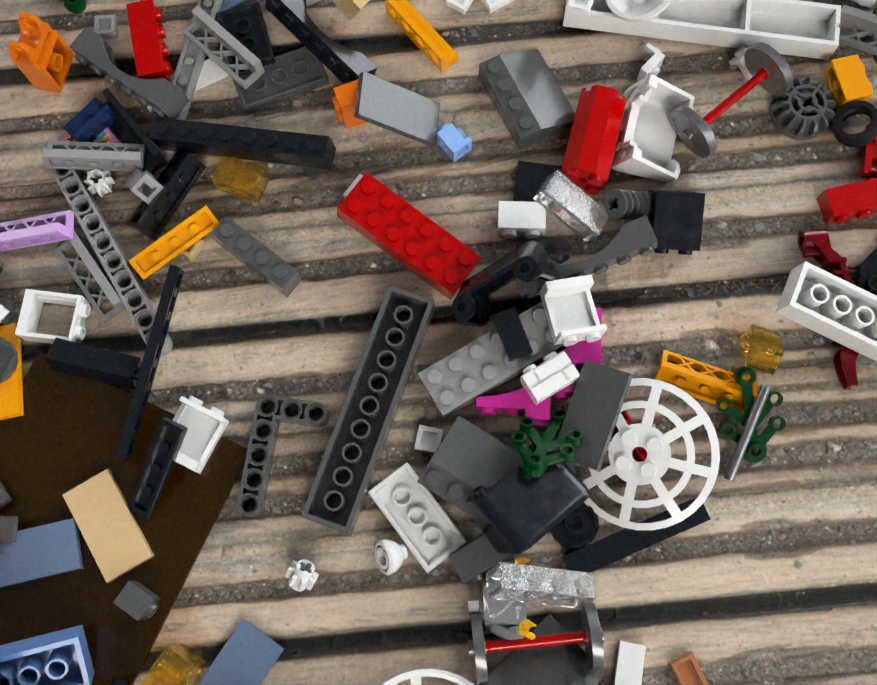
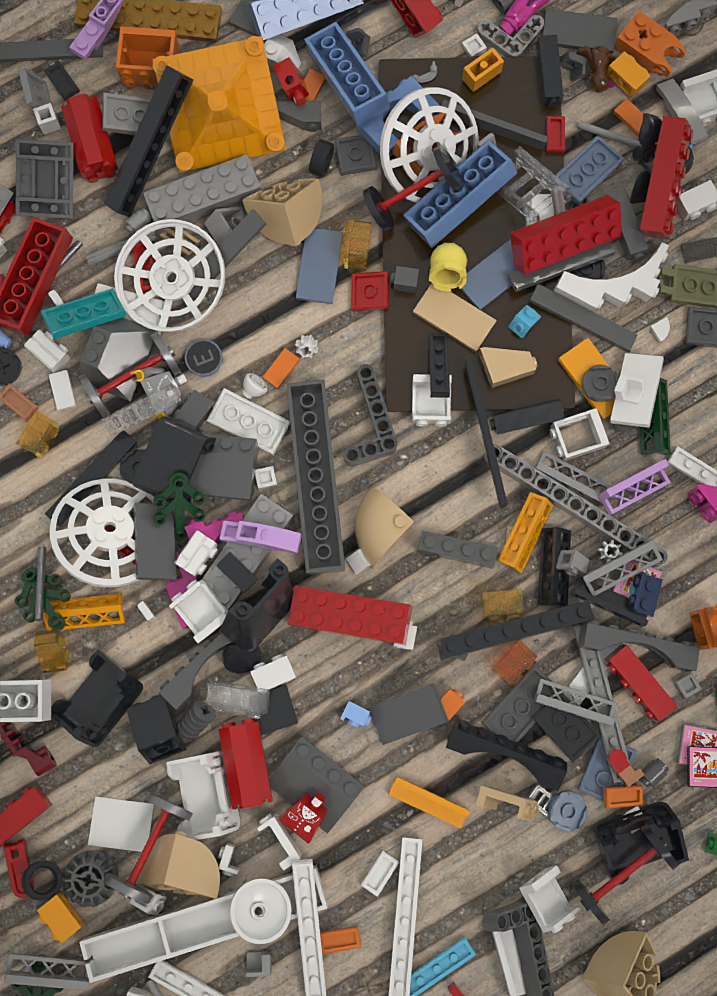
camera: 150 degrees right, 5 degrees up
(30, 477) = (524, 321): none -> medium azure bracket
(75, 587) = (448, 267): none -> light yellow tile
(84, 433) = (506, 365): none -> tan slope
(189, 611) = (370, 291): none -> red tile
(263, 114) = (515, 663): none -> clear orange brick
(327, 316) = (379, 526): none -> tan brick
(346, 564) = (281, 368): none -> orange tile
(370, 294) = (358, 562): none -> white tile
(434, 625) = (203, 358): none -> black tile
(467, 358) = (260, 535): none -> lavender slope
(553, 67) = (305, 816): none -> red torso
(584, 40) = (284, 838): none -> white panel
(633, 348) = (146, 611): none -> white tile
(682, 623) = (38, 434): none -> clear yellow brick
(705, 66) = (181, 866): none -> tan brick
(730, 277) = (98, 701): none -> black windscreen
(750, 148) = (120, 824): none -> white sticker

